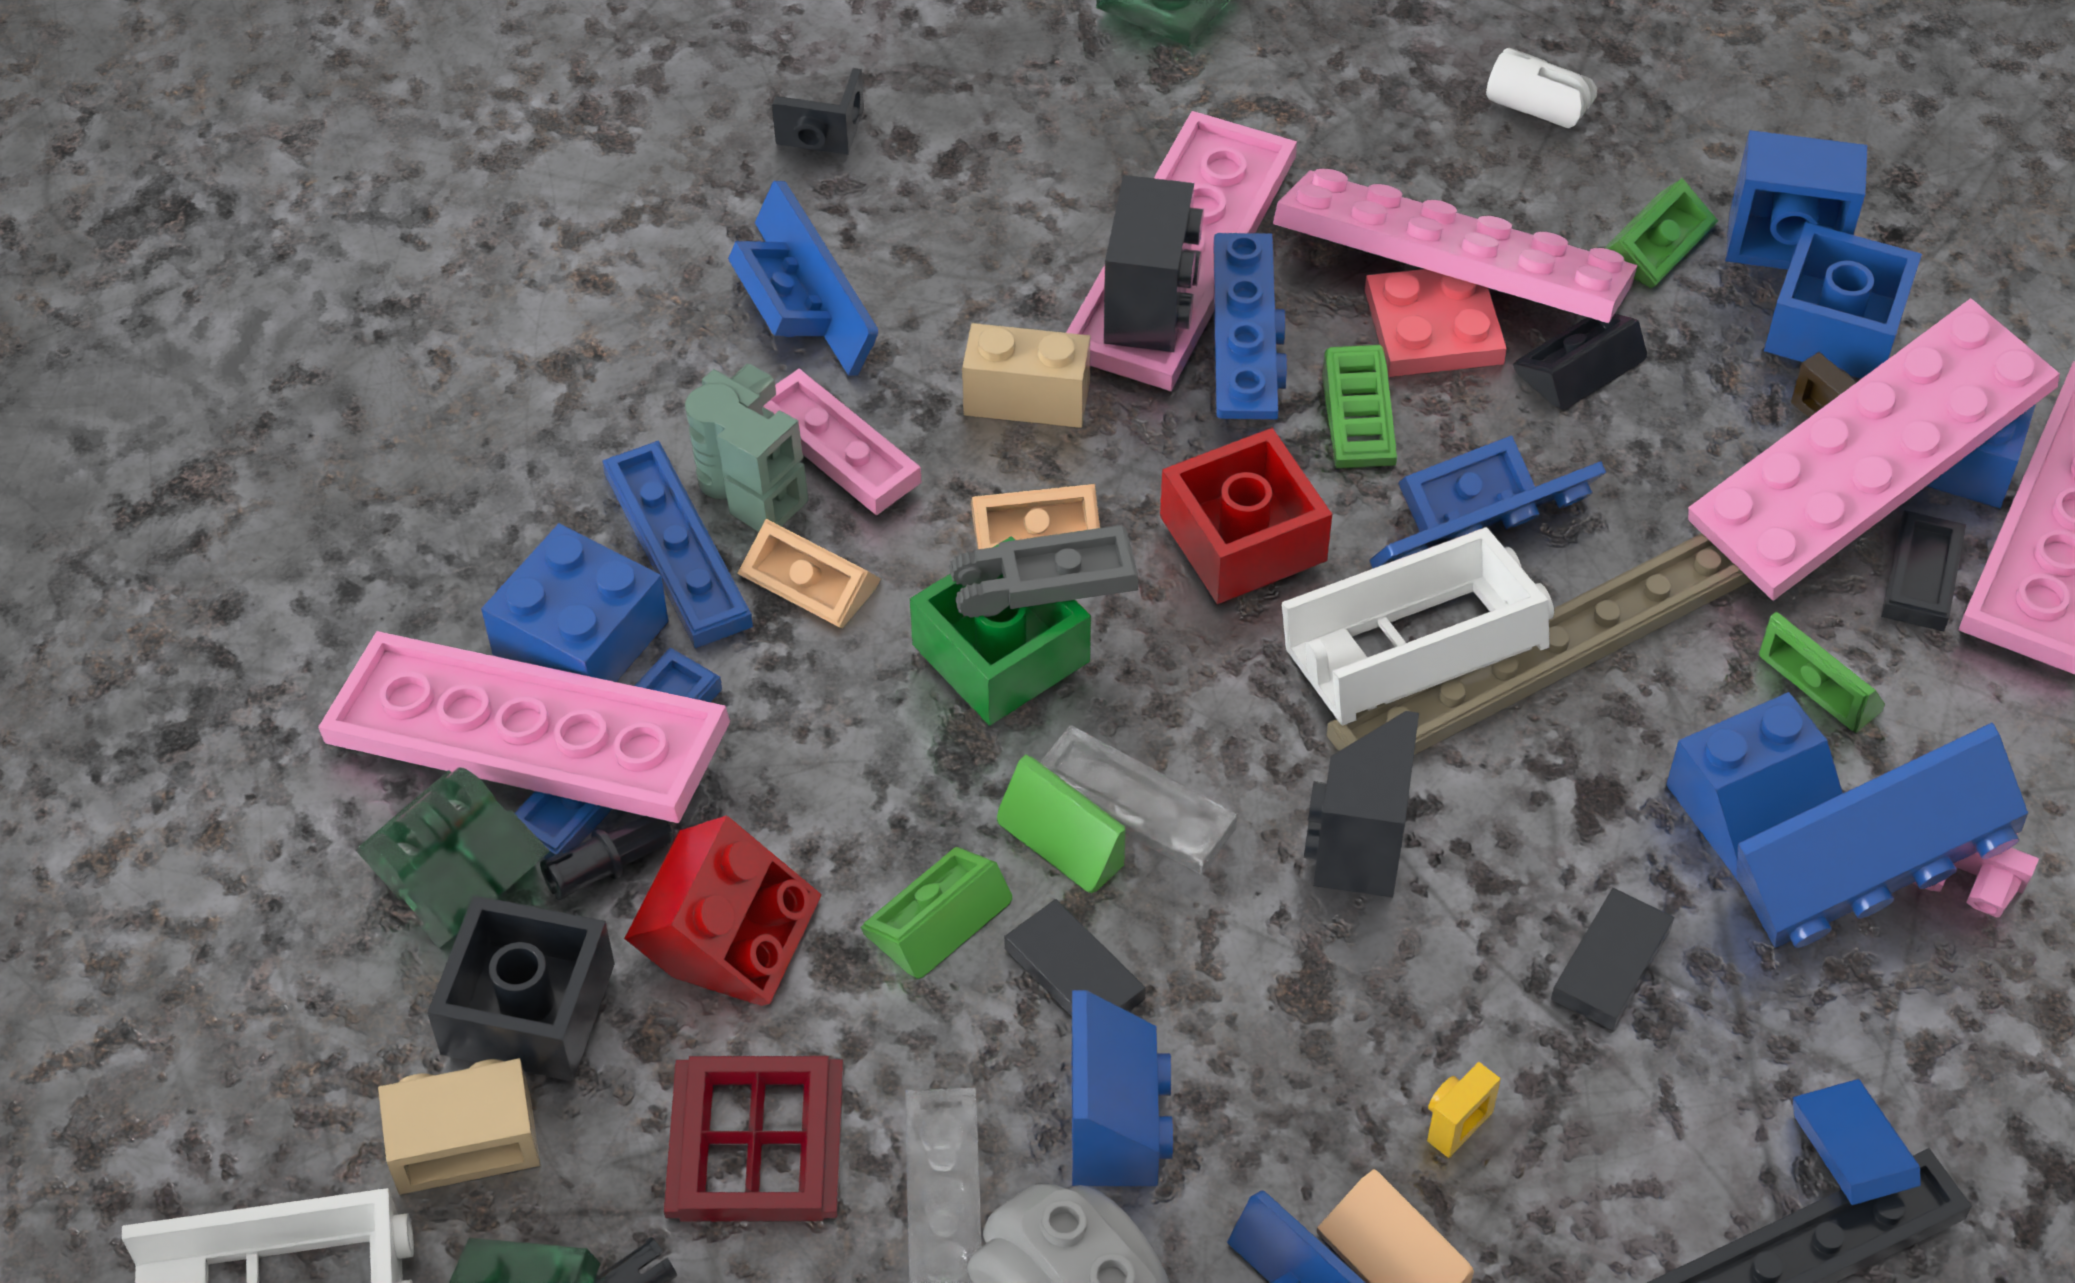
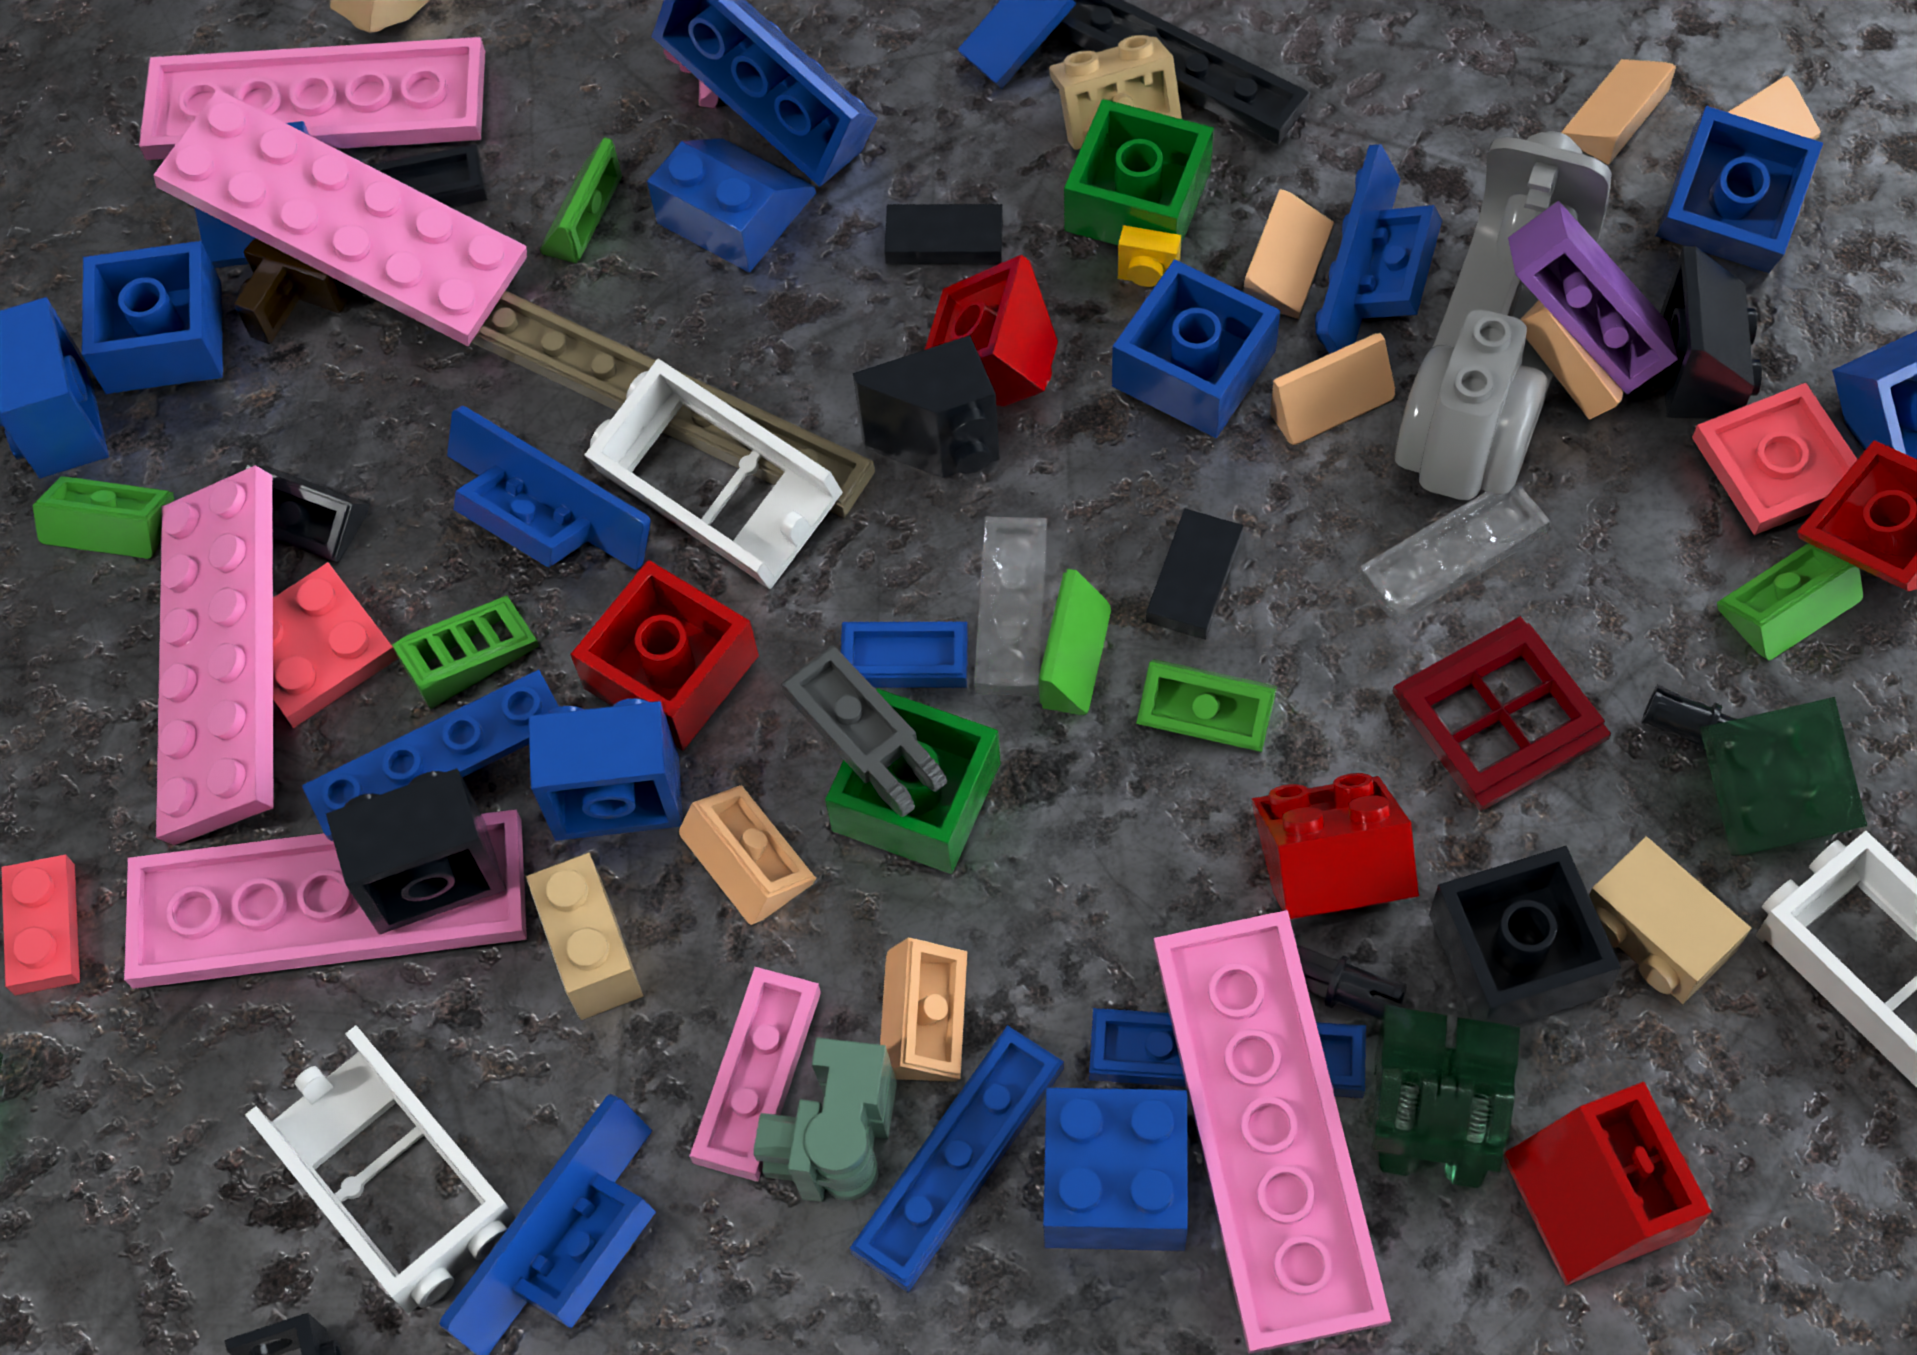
camera: 115 degrees left, 10 degrees up
(283, 938) = (1607, 1184): none -> red slope
(985, 161) = (335, 1113): none -> white door
(1116, 1096) = (1308, 467): blue slope -> none
(1149, 704) = (908, 653): none -> blue tile
(1153, 422) = (605, 769): none -> blue brick
(1195, 1195) = (1333, 389): none -> light nougat slope
(1284, 93) = (40, 925): none -> coral plate
(1312, 1072) = (1195, 348): none -> blue brick
(1434, 909) = (1007, 325): none -> red slope
(1562, 1136) = (1137, 173): none -> green brick
(1711, 1189) = (1132, 74): none -> tan bracket

